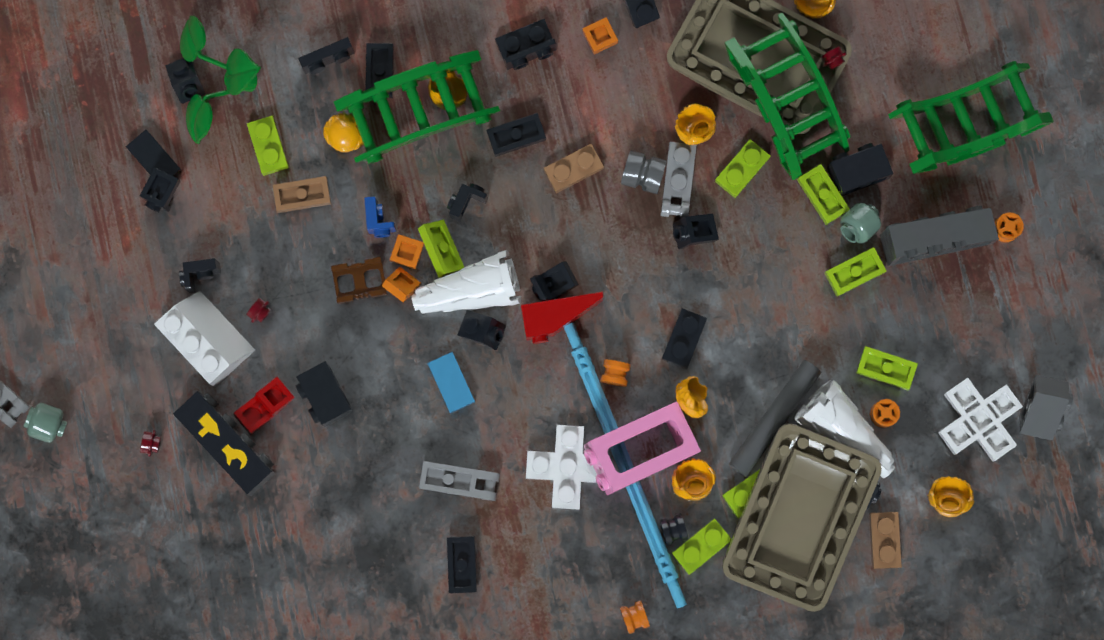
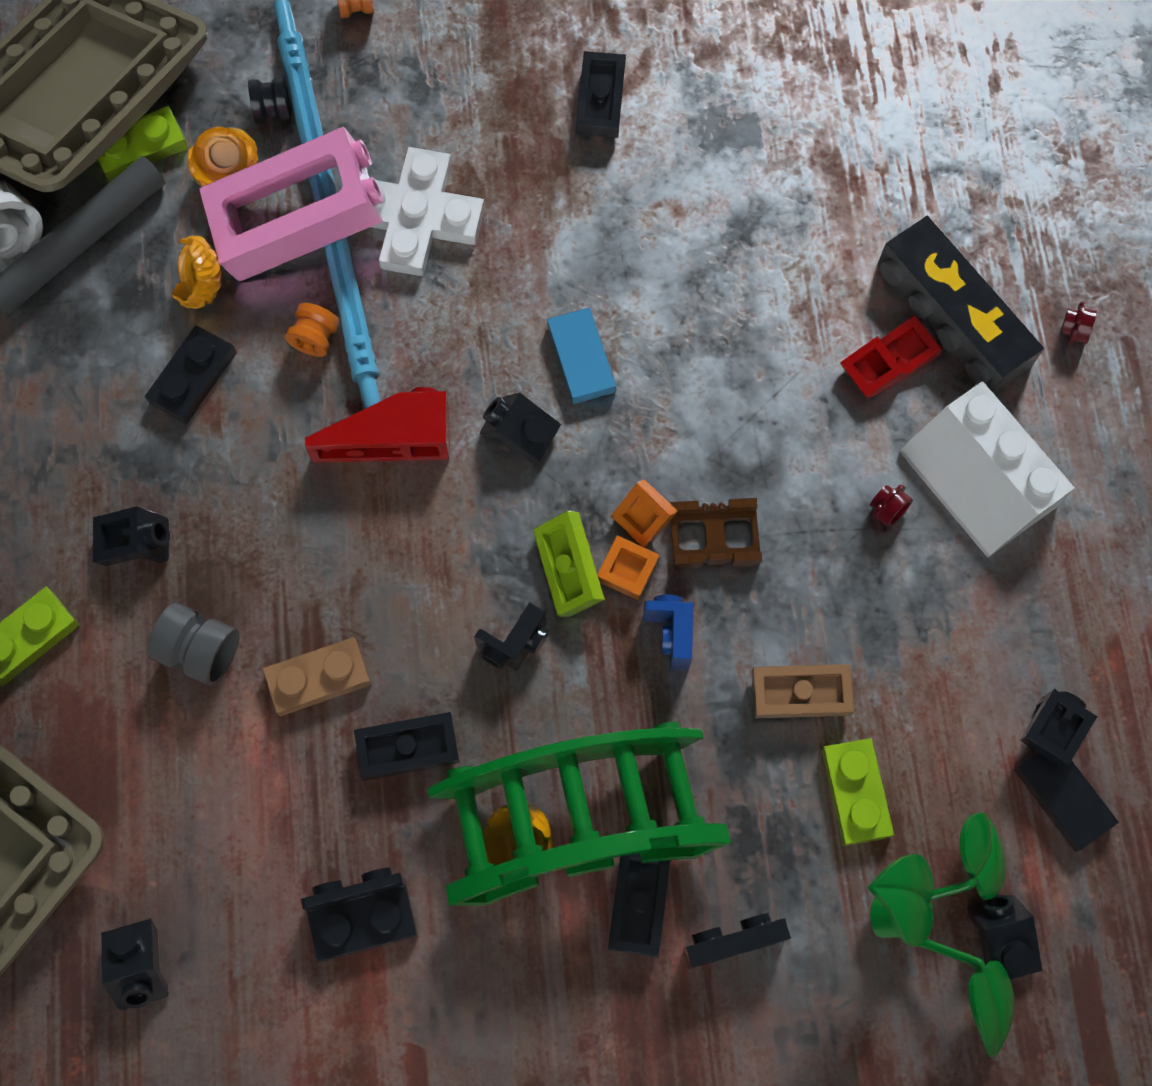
camera: 175 degrees left, 10 degrees down
(202, 269) = (986, 584): black bracket -> none
(324, 394) = (791, 357): black brick -> none
(342, 133) = (721, 791): light orange hair -> none
(458, 480) = (589, 208): light grey plate -> none
(473, 287) = (508, 486): white cone -> none
(554, 282) = (385, 483): black bracket -> none
(600, 35) = (219, 912): orange plate -> none
(678, 179) = (125, 661): light grey plate -> none
(695, 124) = (82, 716): light orange hair -> none
(701, 546) = (226, 81): lime plate -> none

